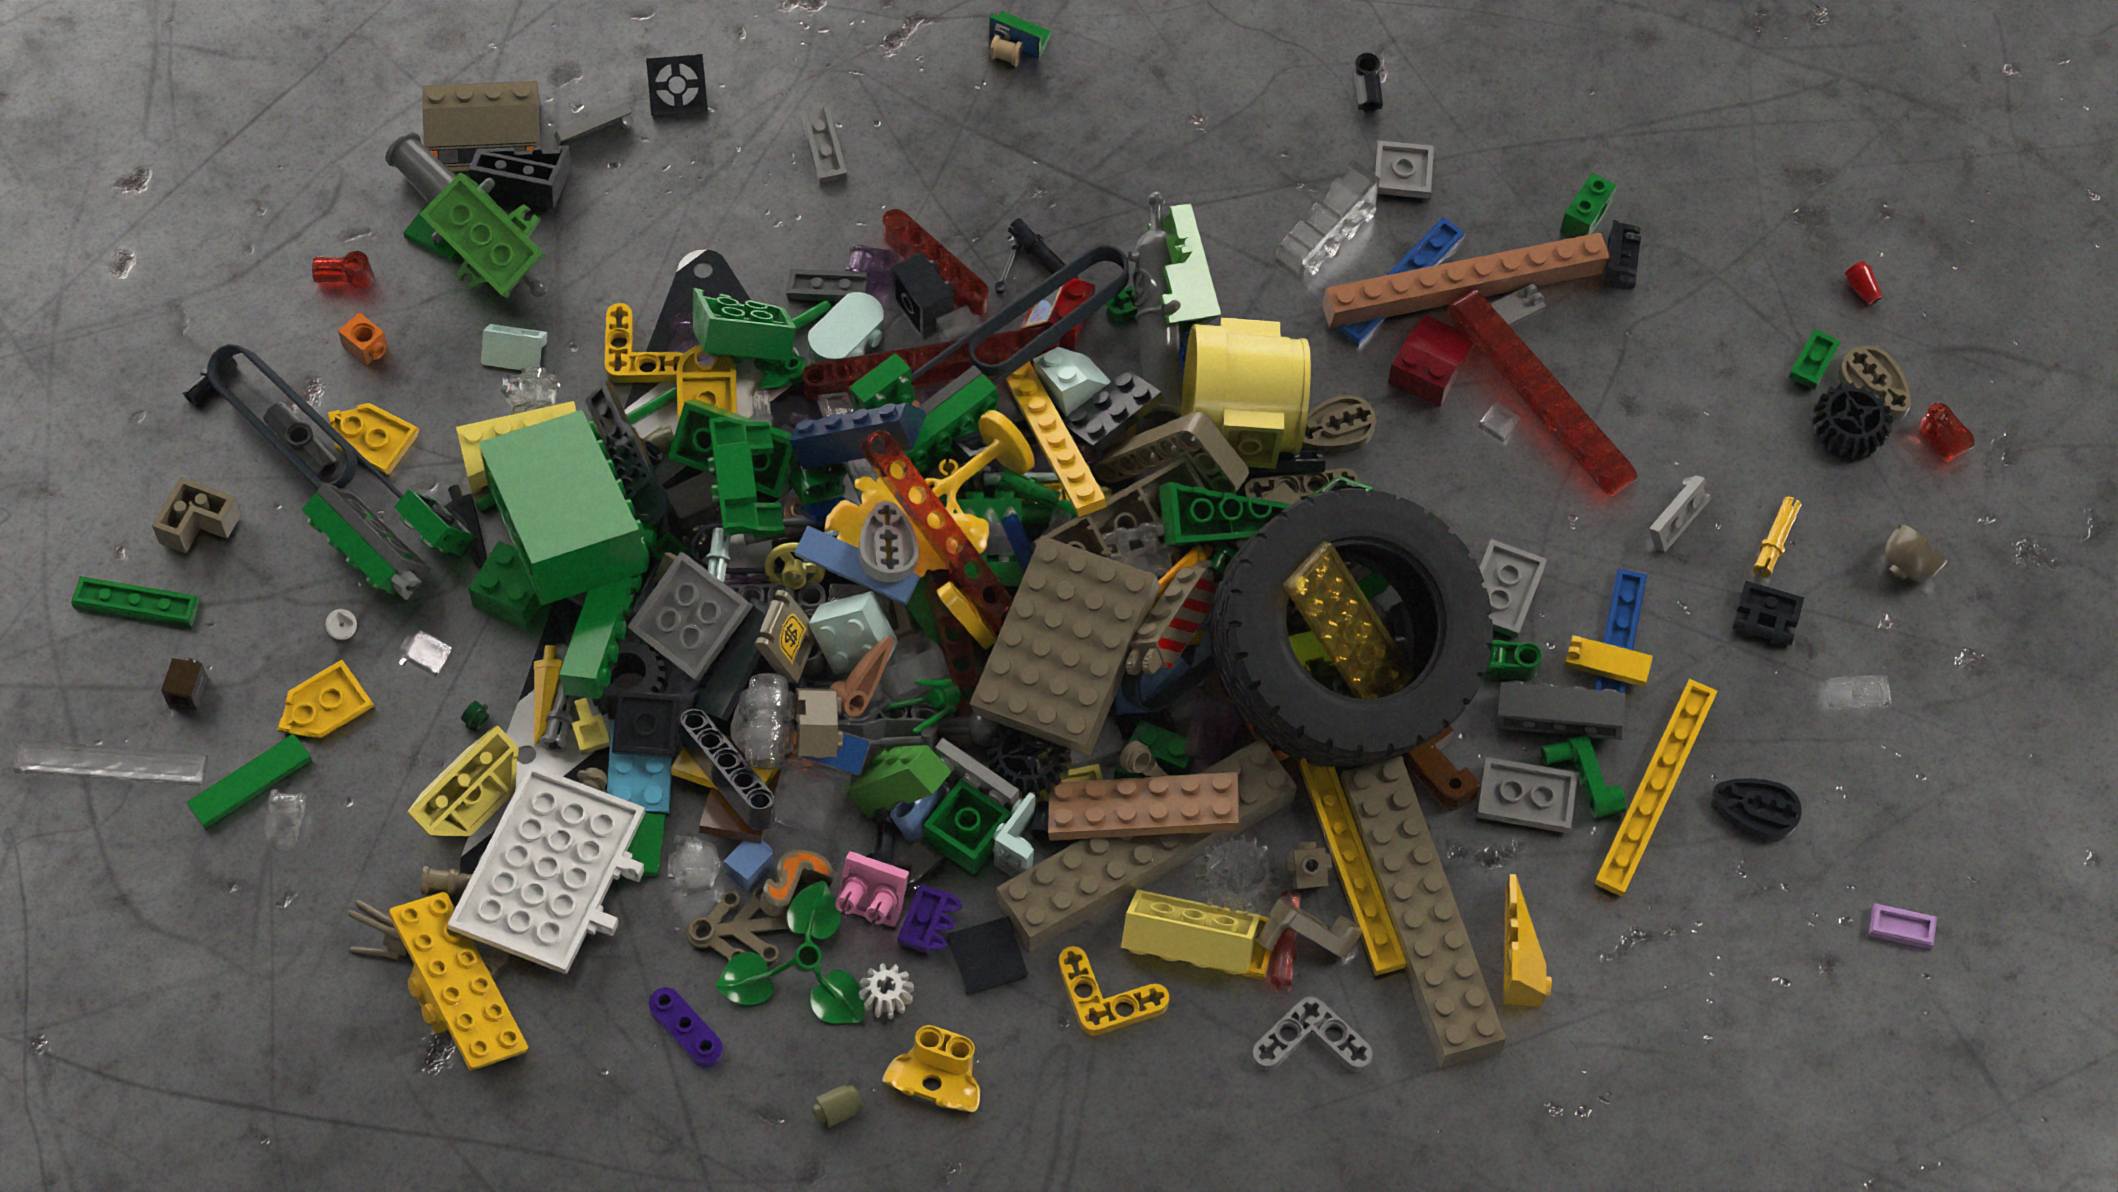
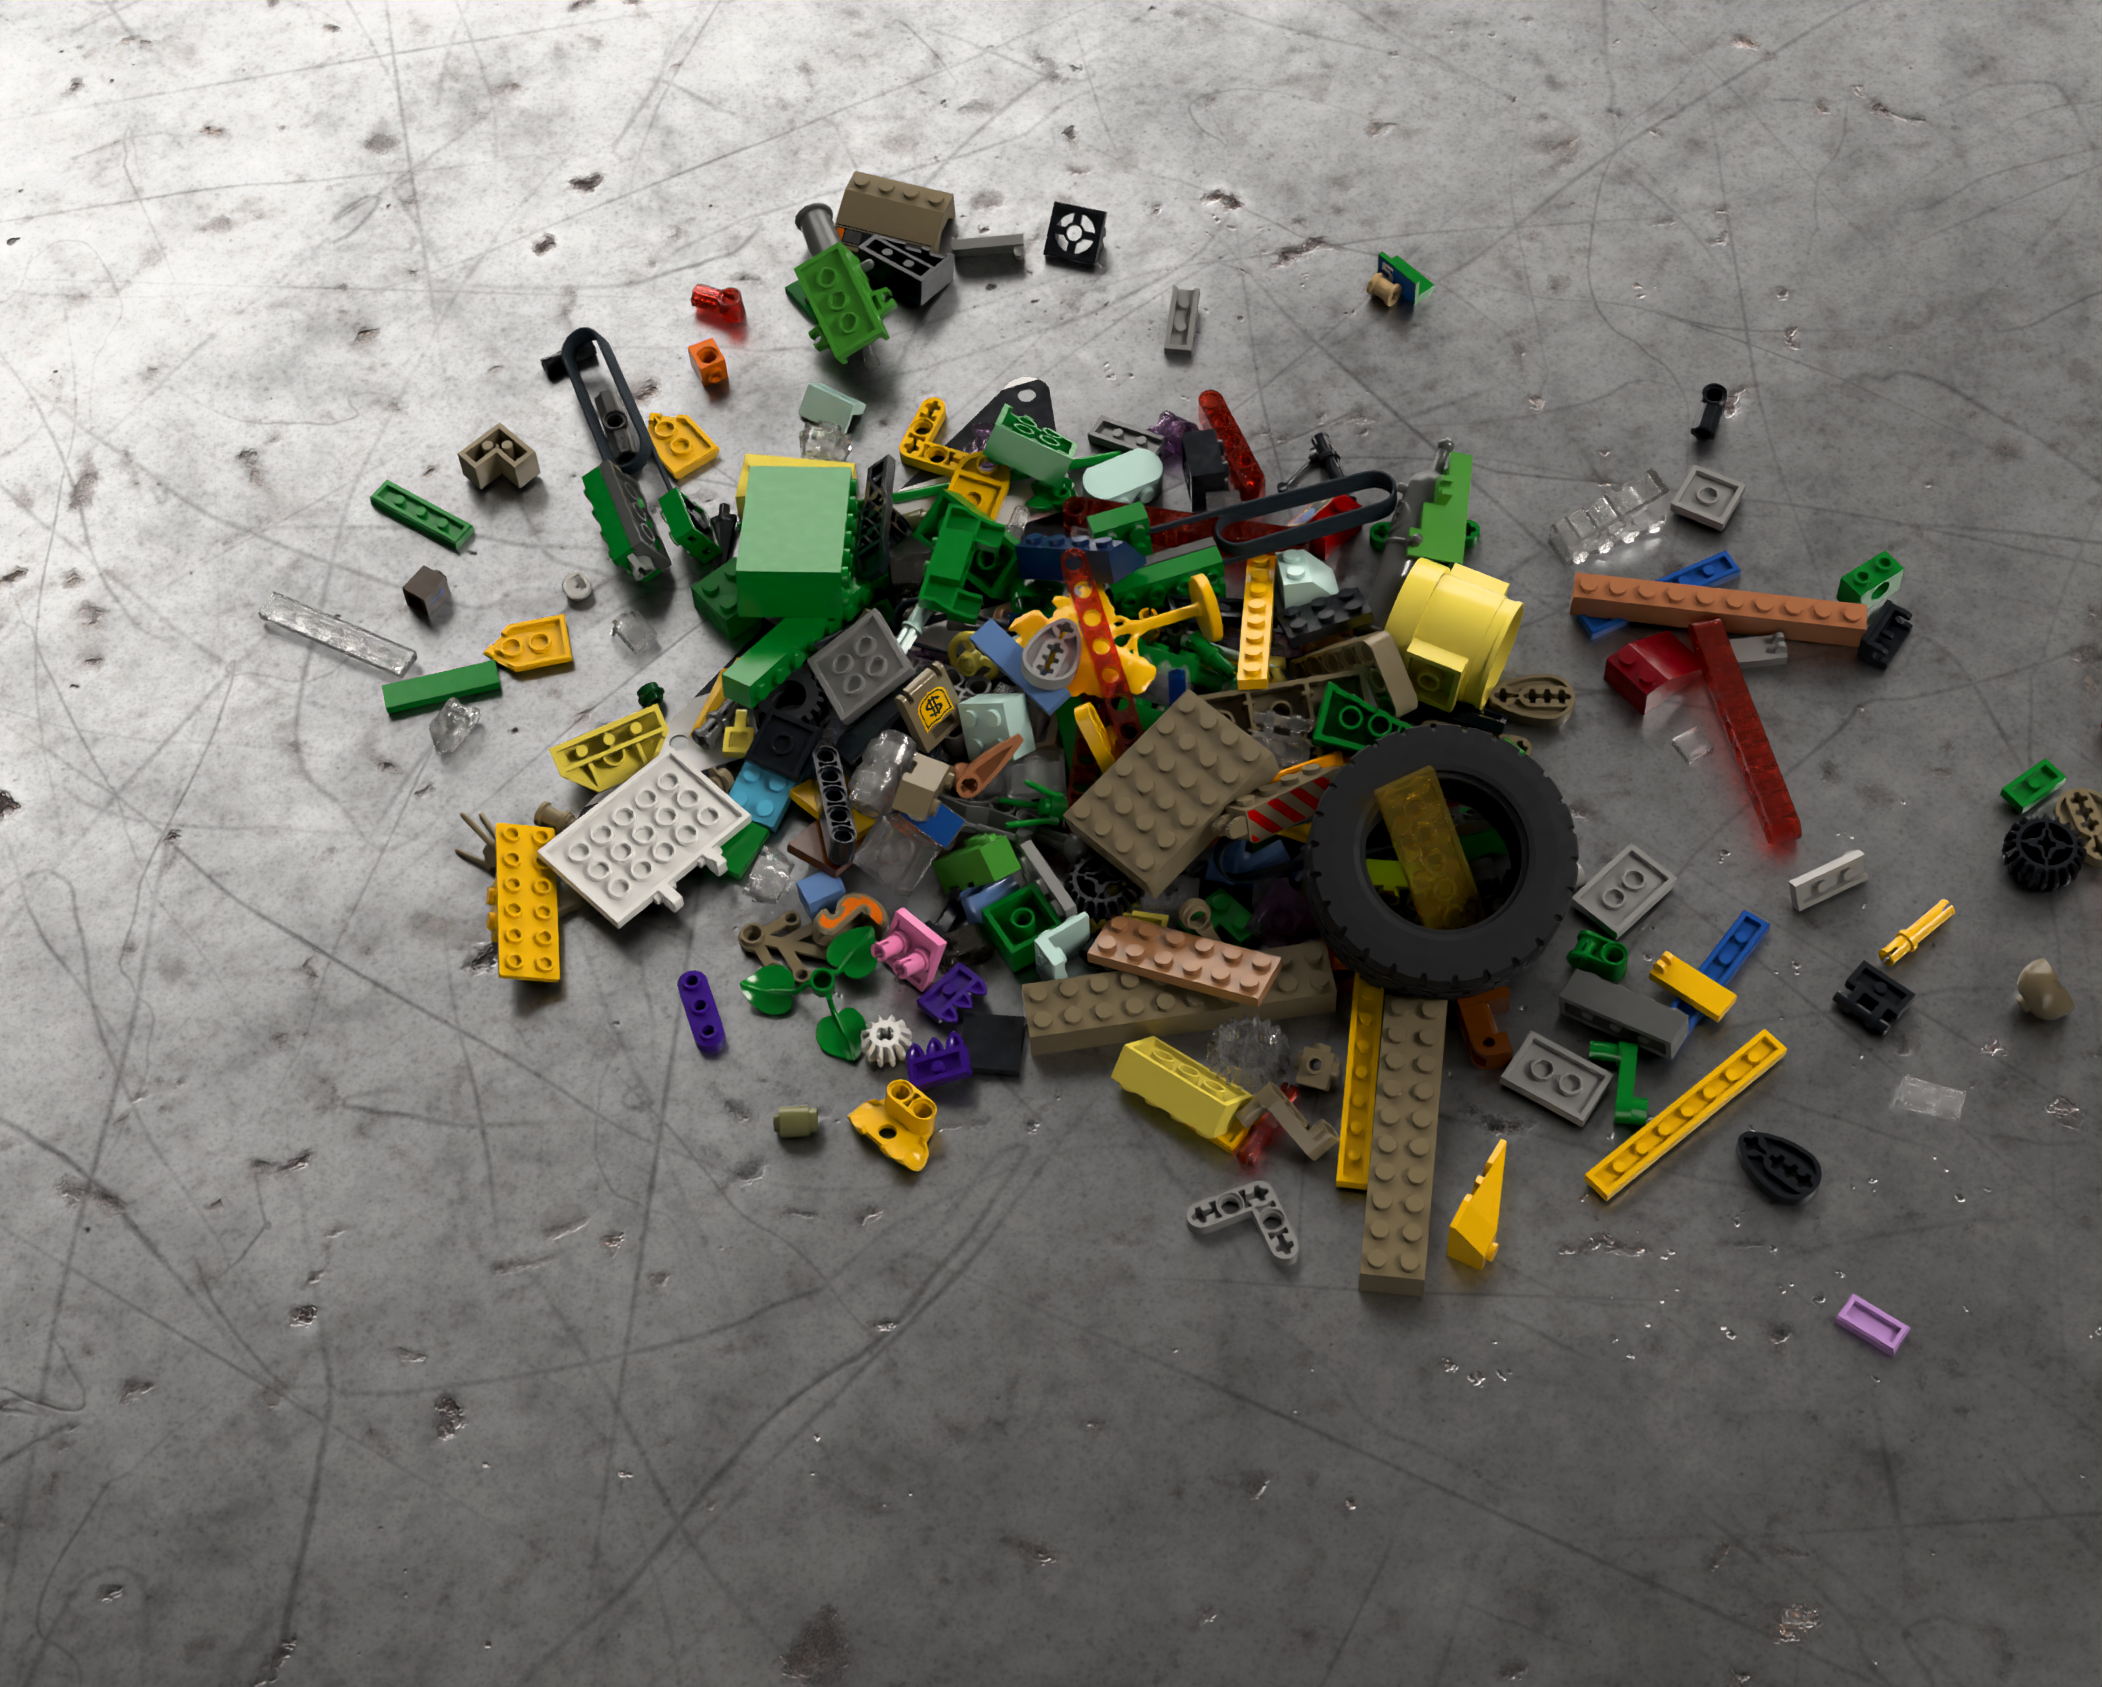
camera: 30 degrees right, 5 degrees down
(950, 996) = (939, 1064): none -> dark purple plate
(1098, 1005) = (1067, 1118): yellow beam -> none

